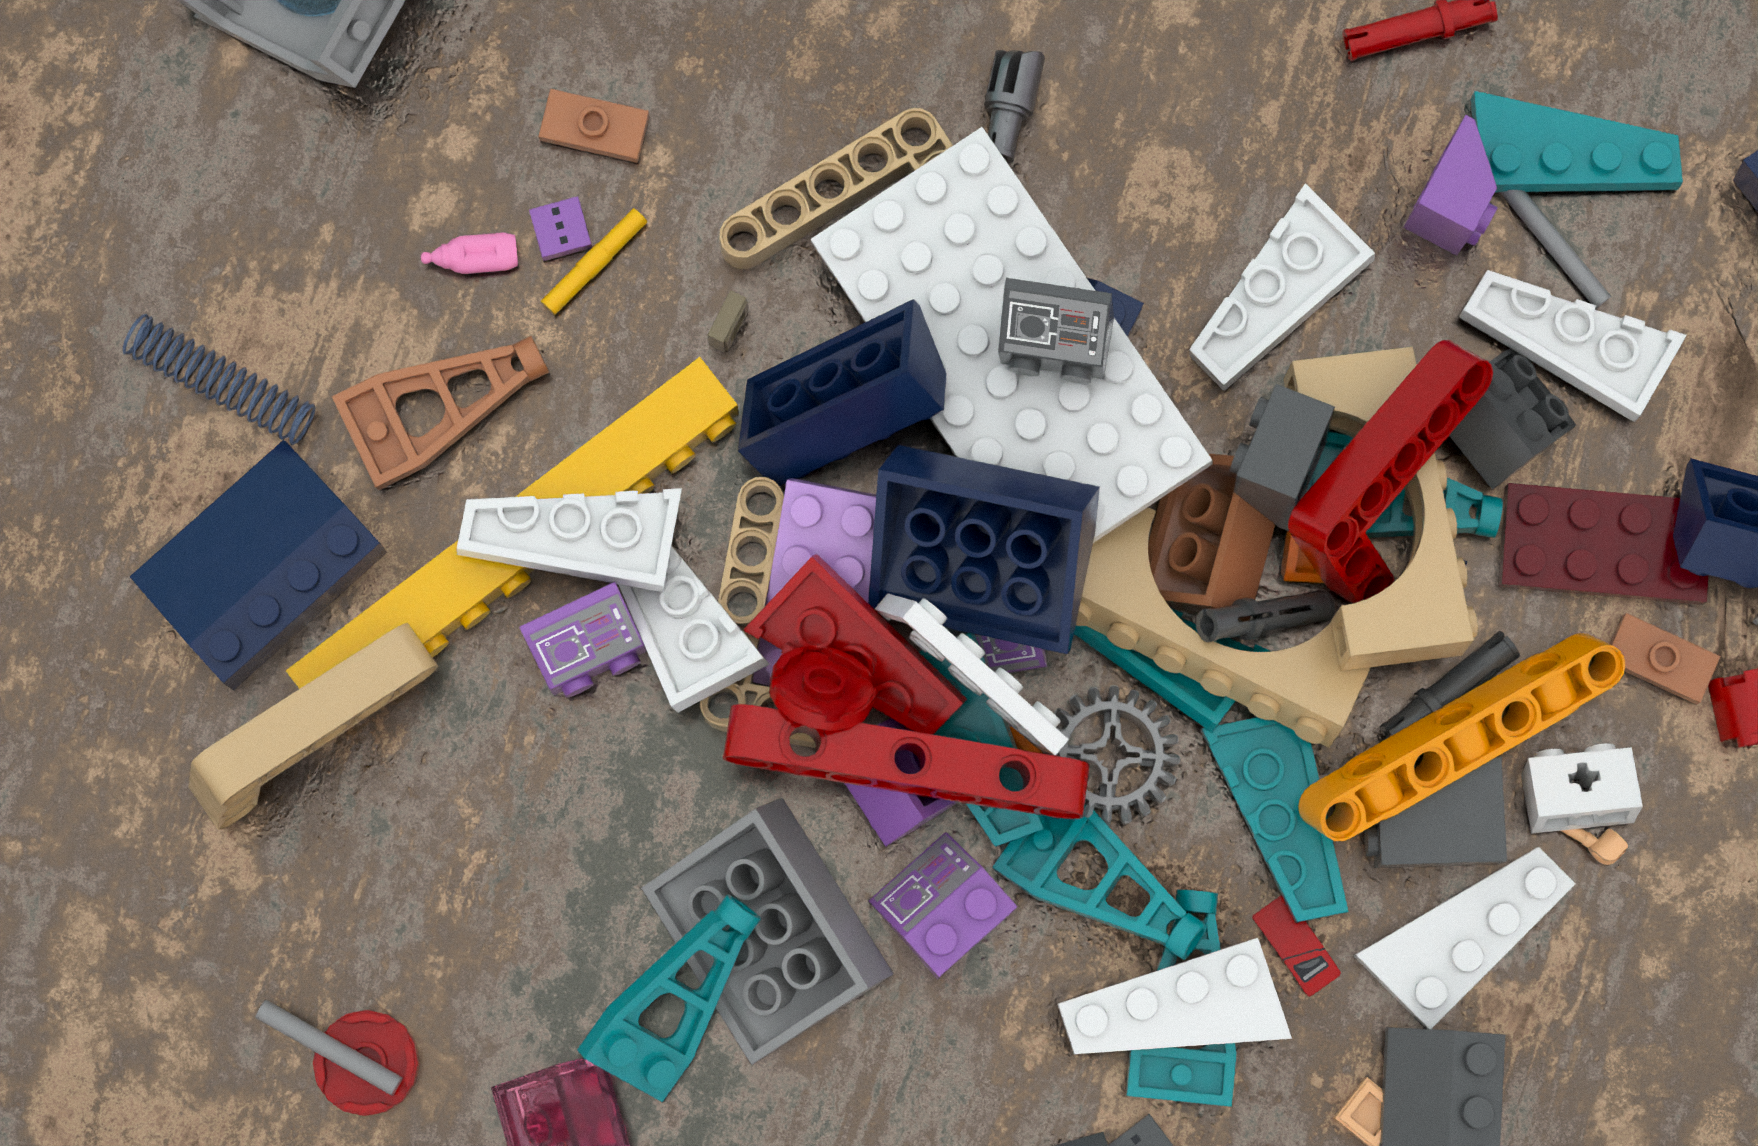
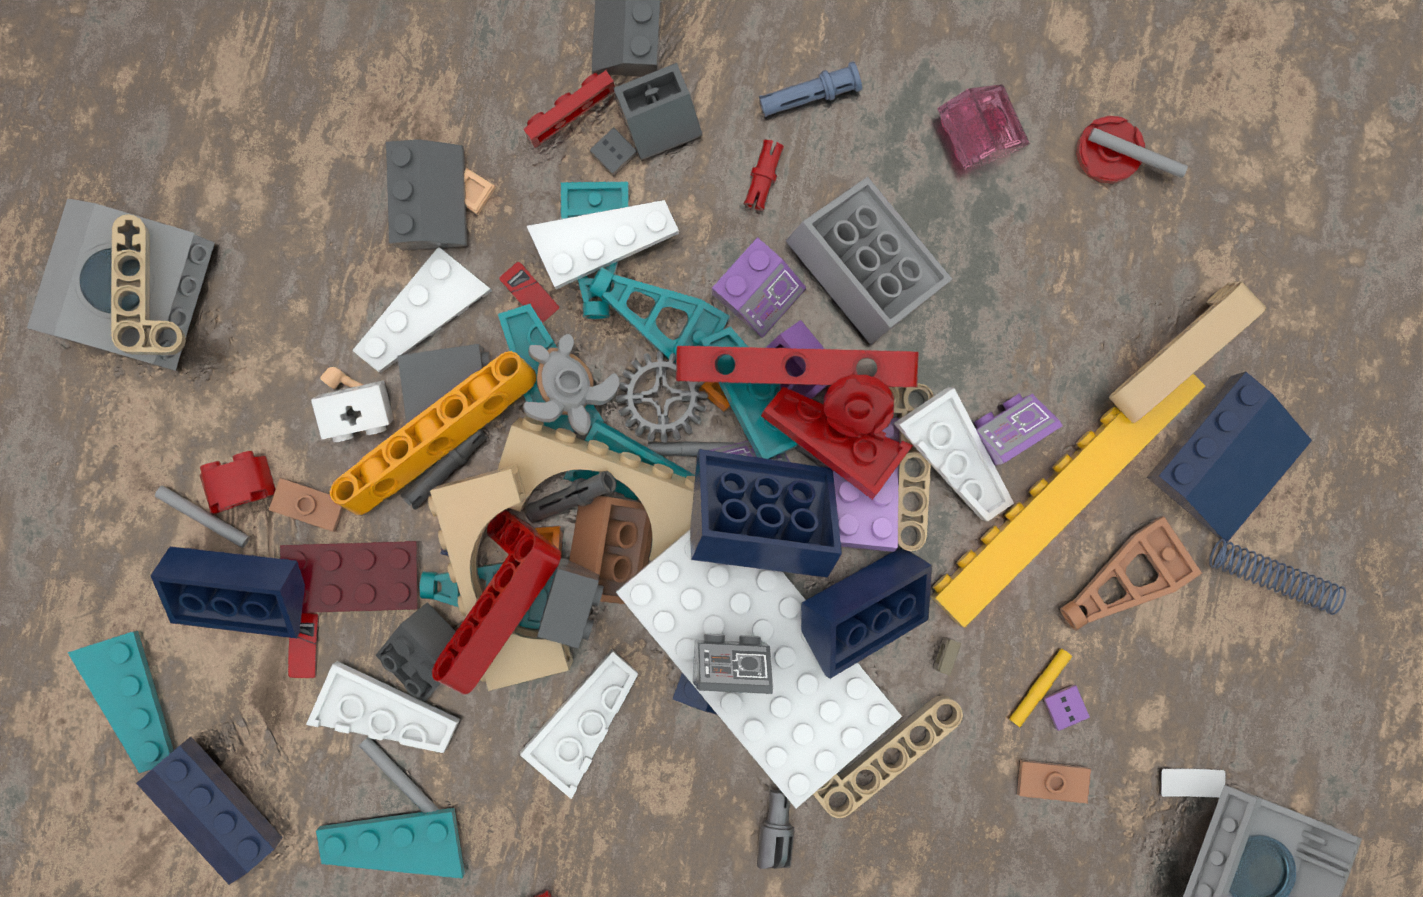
camera: 175 degrees right, 5 degrees up
(390, 101) = (1192, 782): none -> white sticker
(476, 253) = (1119, 683): bright pink piece -> none
(590, 537) = (1027, 495): white wing -> none
(642, 1056) = (935, 168): teal plate -> none
(914, 1084) = (763, 175): none -> red pin
(929, 634) = (766, 434): white wing -> none
(1080, 676) = (684, 448): none -> light grey piece
(1253, 781) = (567, 386): none -> light grey animal
(1457, 195) = (467, 802): medium lavender slope -> none
(1684, 440) = (303, 649): none -> red sticker

